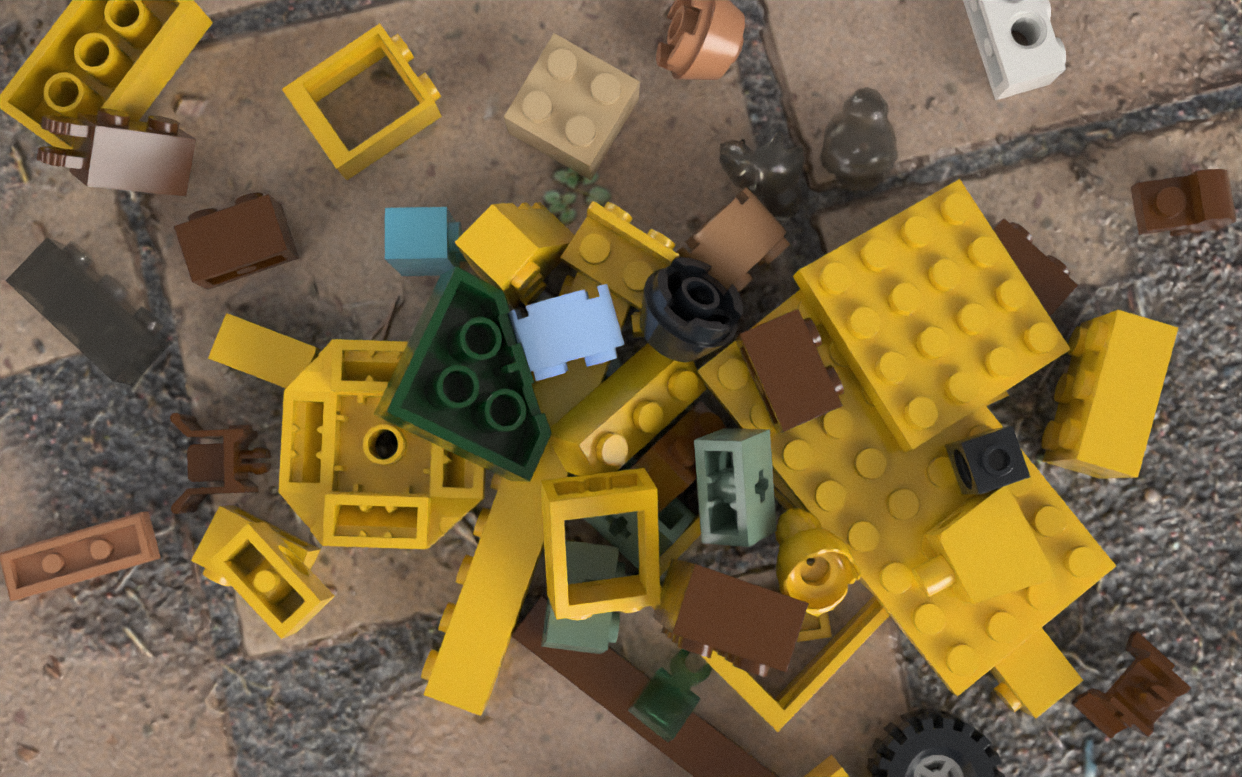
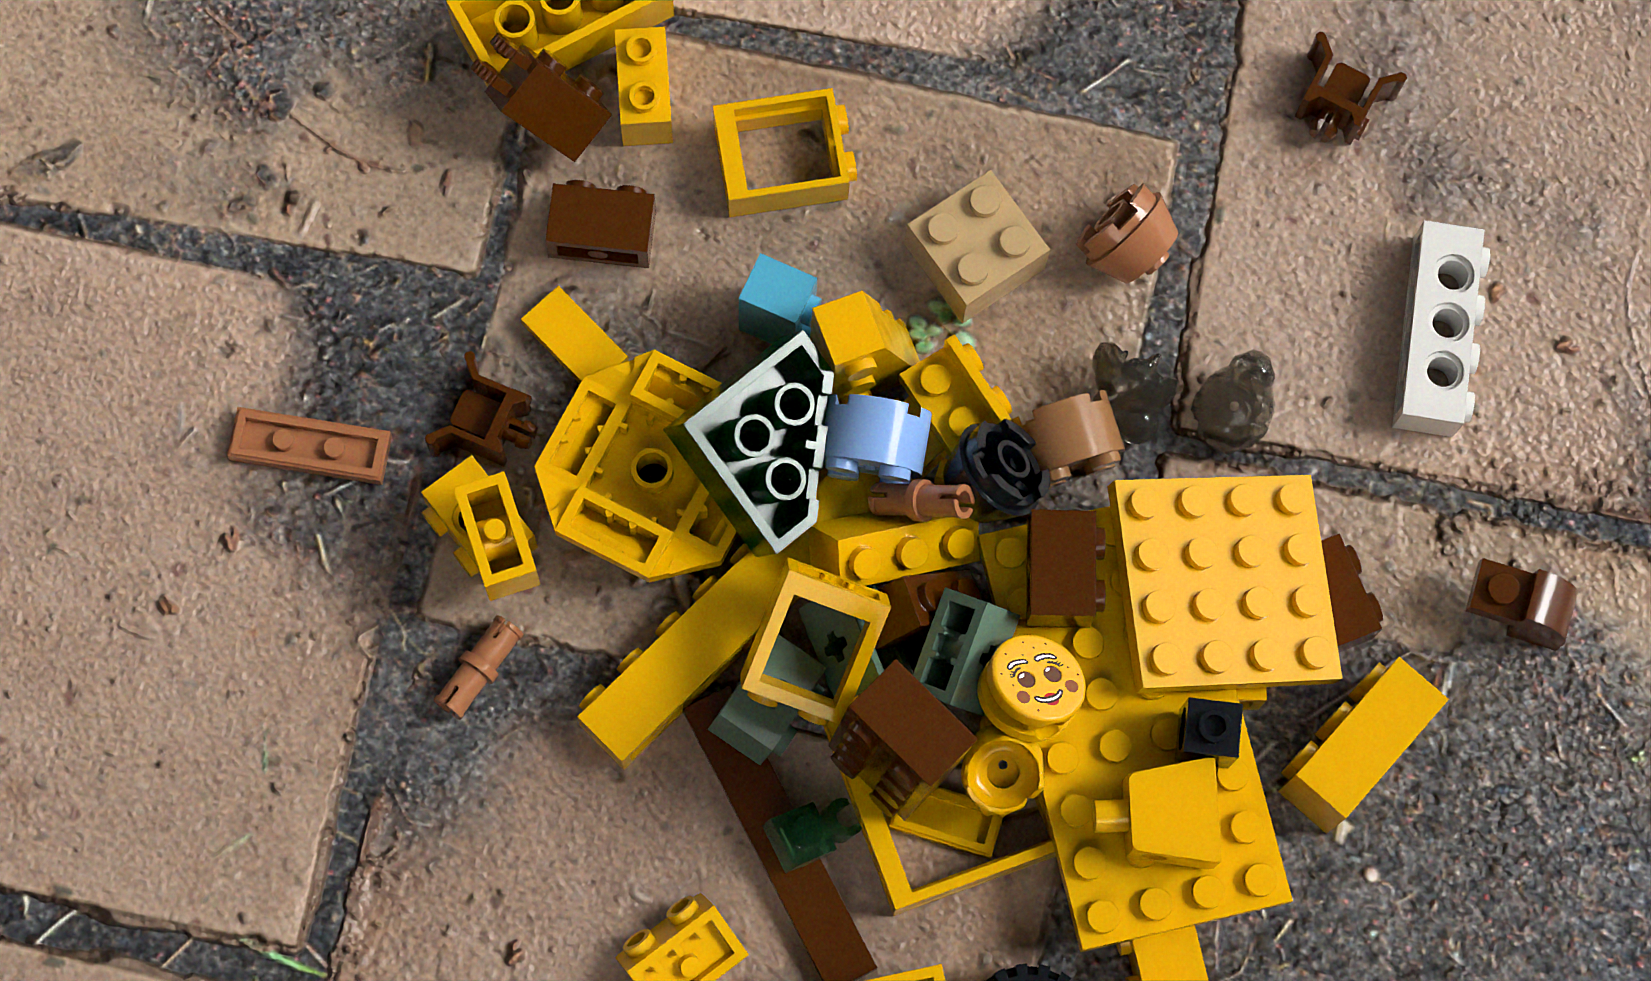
camera: 20 degrees right, 10 degrees down
(90, 310) = (435, 225): clear smoke brick -> none
(213, 98) = (643, 86): none -> yellow brick
(318, 684) = (478, 667): none -> nougat pin
(636, 368) = (921, 500): none -> nougat pin
(814, 496) = (1031, 688): none -> yellow head

